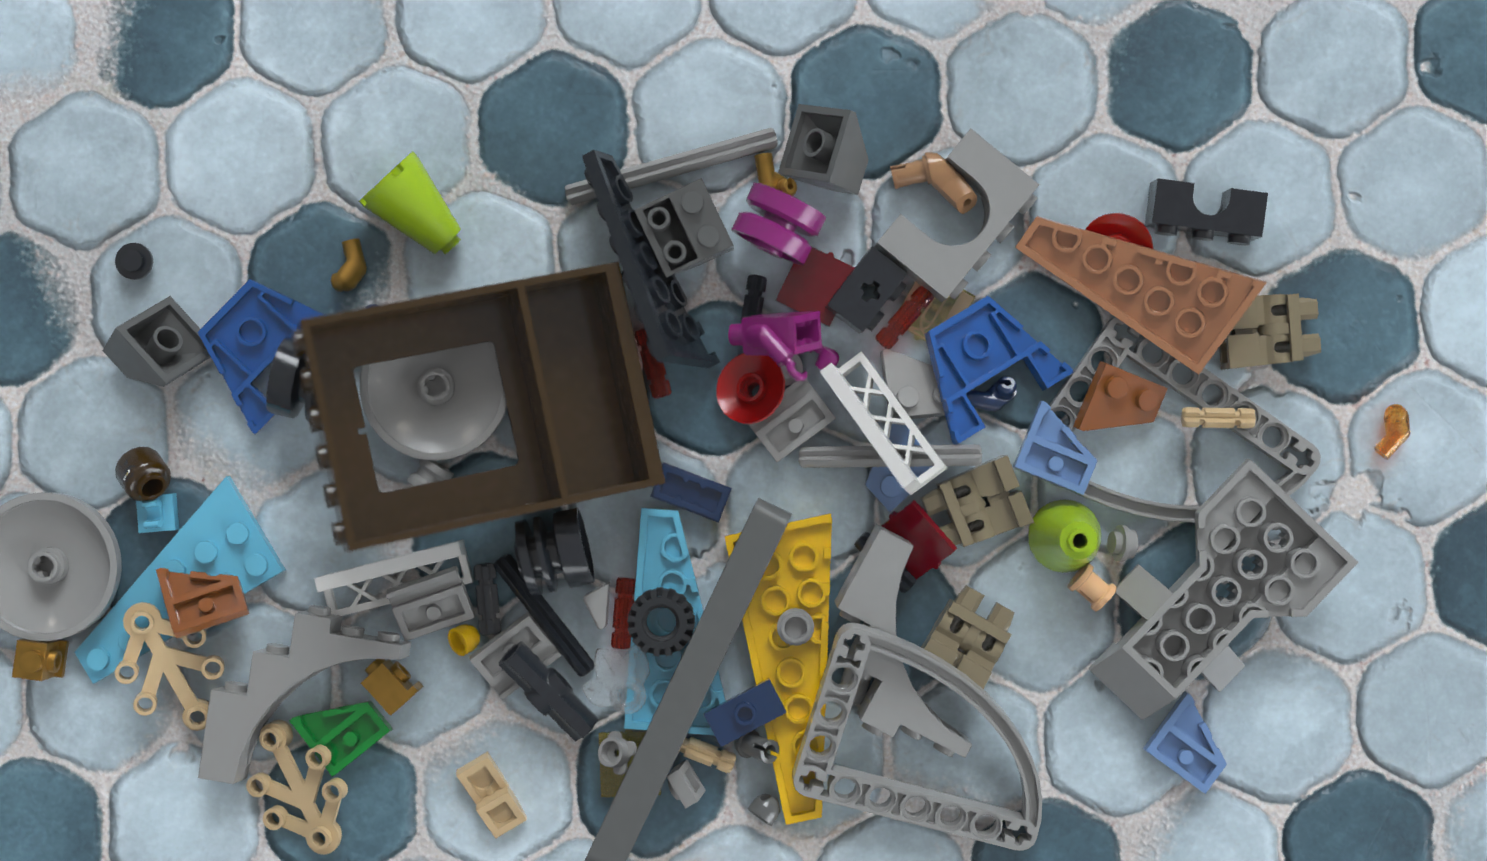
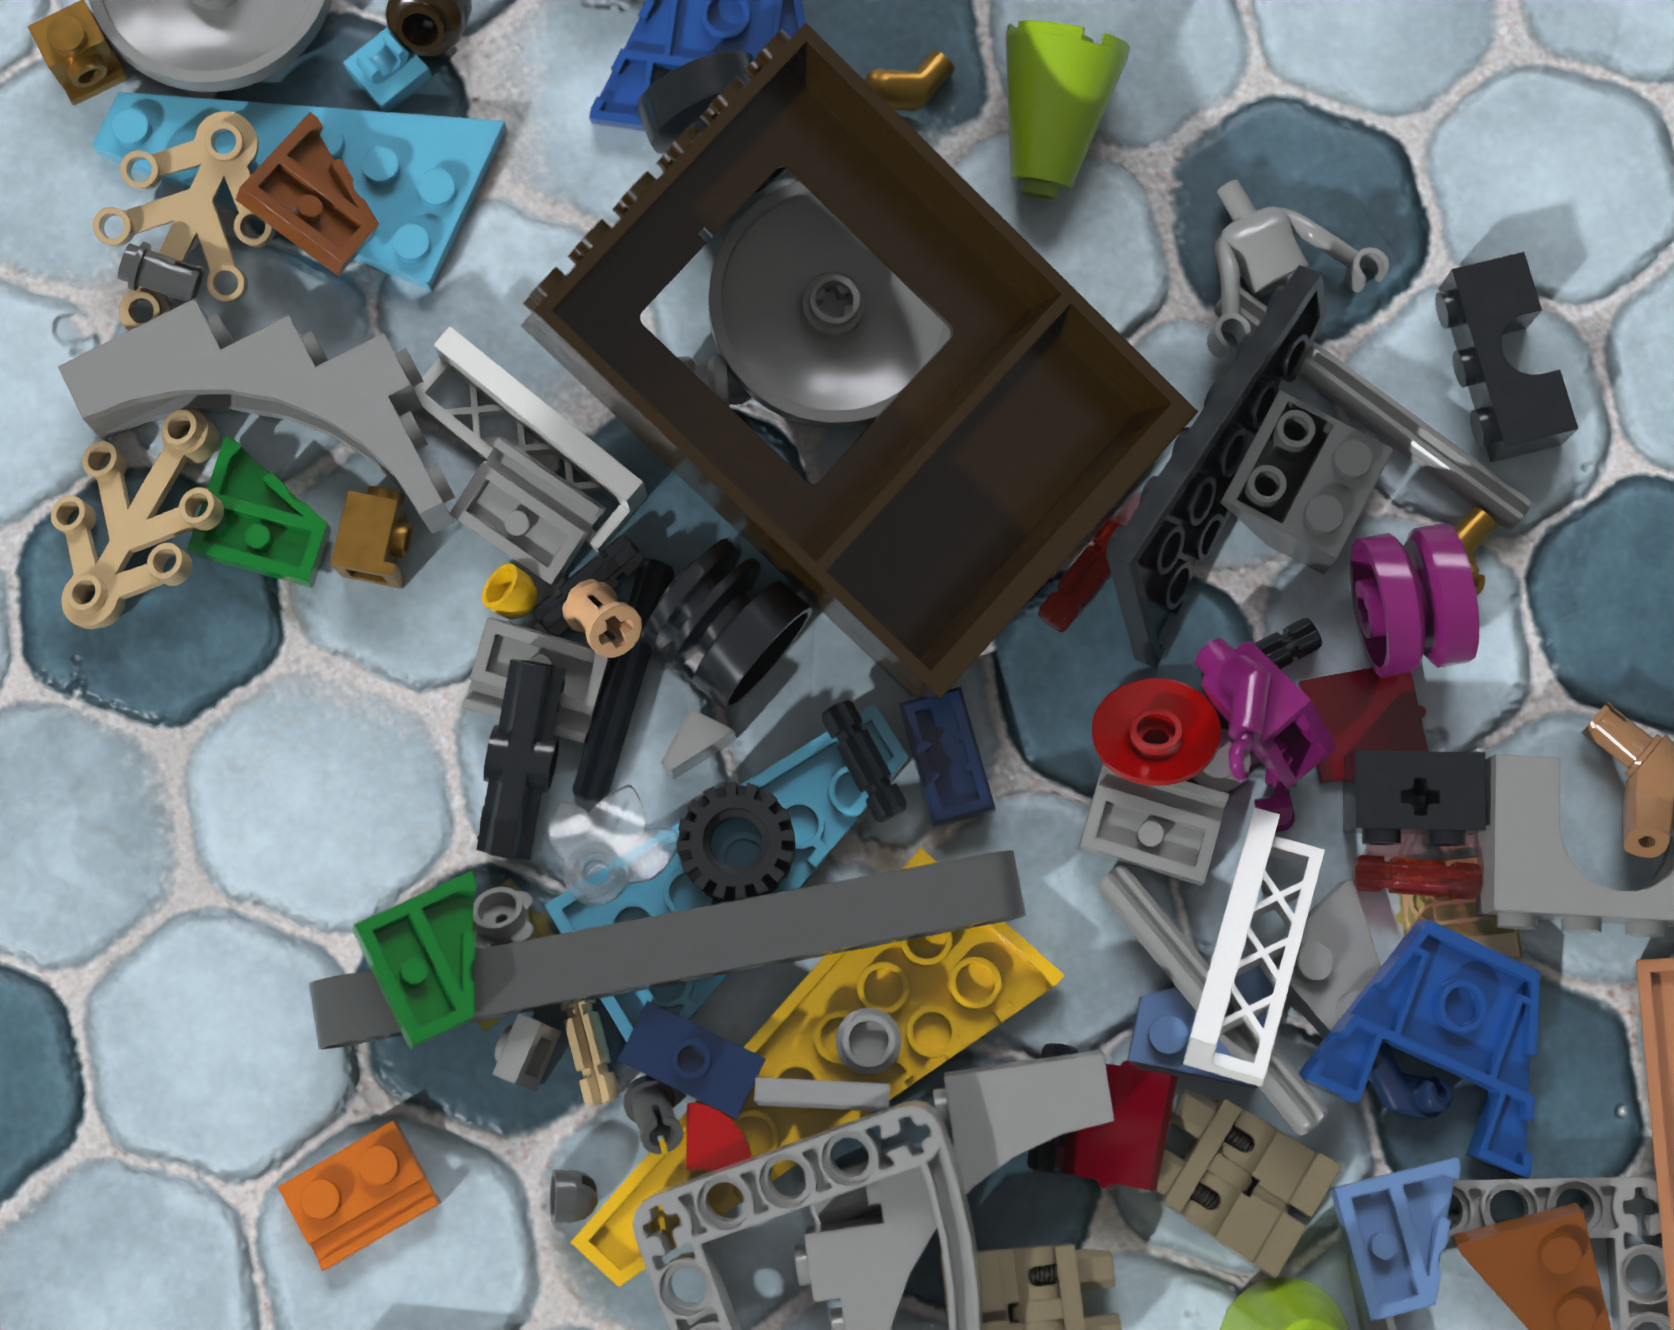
camera: 55 degrees right, 10 degrees down
(185, 697) = (159, 273): none -> dark grey pin
(491, 794) = (314, 791): tan slope -> none
(515, 598) = (610, 615): none -> light nougat bush
(563, 159) = (1266, 255): none -> light grey piece
(613, 805) = (425, 959): none -> green wing
(625, 588) = (742, 765): clear red axle -> none
(665, 534) = (864, 761): none -> black axle
(722, 102) = (1511, 408): none -> black arch
(788, 729) = (712, 1139): none -> red tile
(804, 666) = (821, 1094): none -> light grey tile
(825, 149) = (1561, 596): dark grey slope -> none

